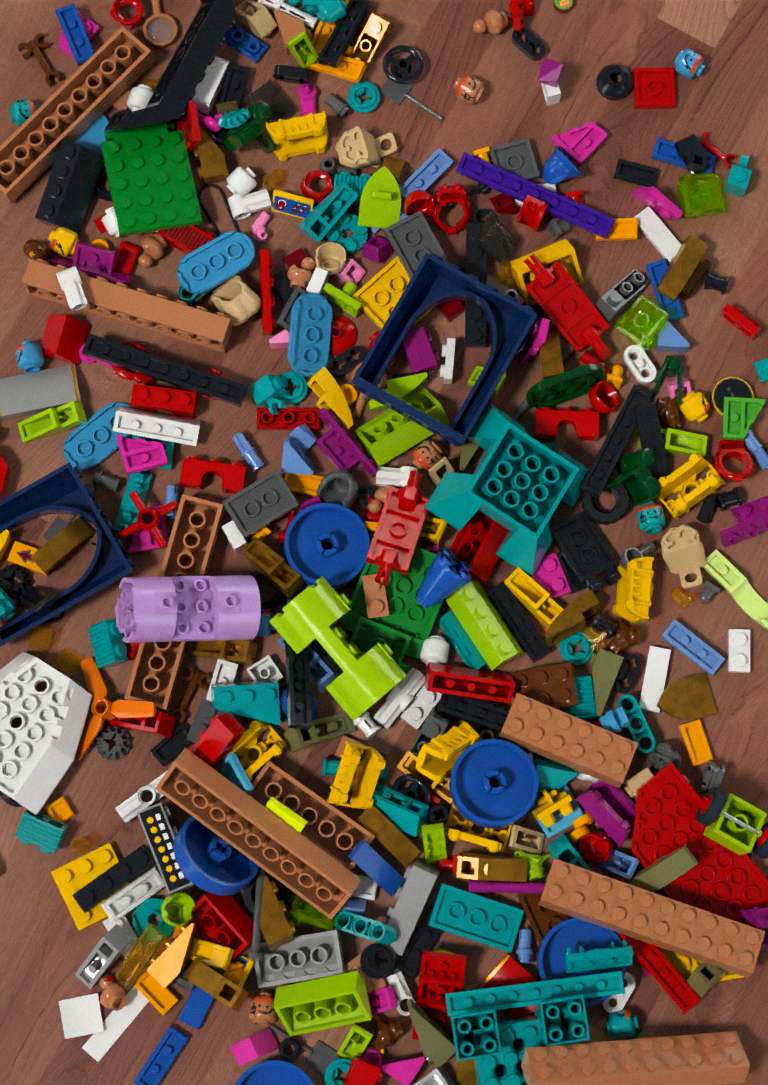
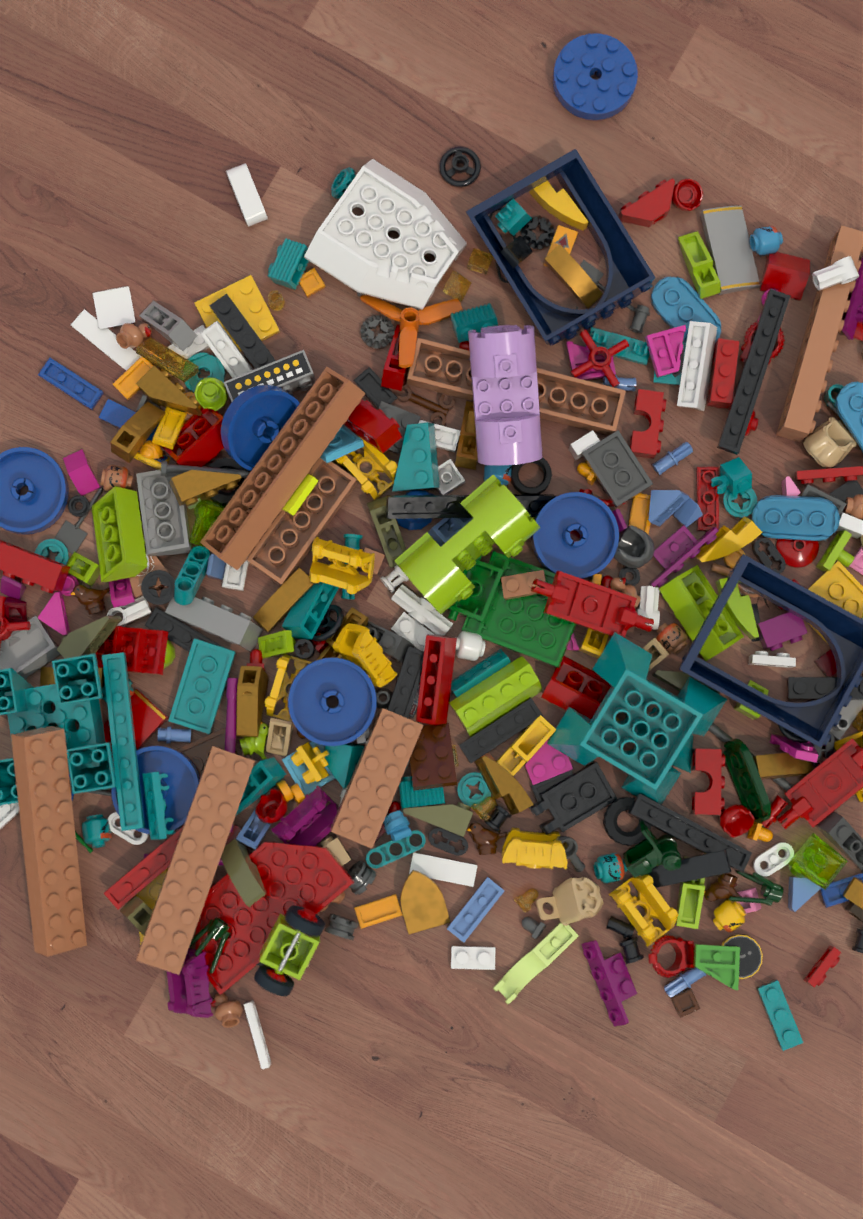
camera: 85 degrees right, 5 degrees up
(128, 808) = (316, 354): white piece -> none
(273, 567) = (551, 482): pearl gold slope -> none
(376, 868) = (251, 586): blue tile -> none
(442, 579) = (540, 650): blue cone -> none
(719, 898) = (217, 929): none -> dark green plant

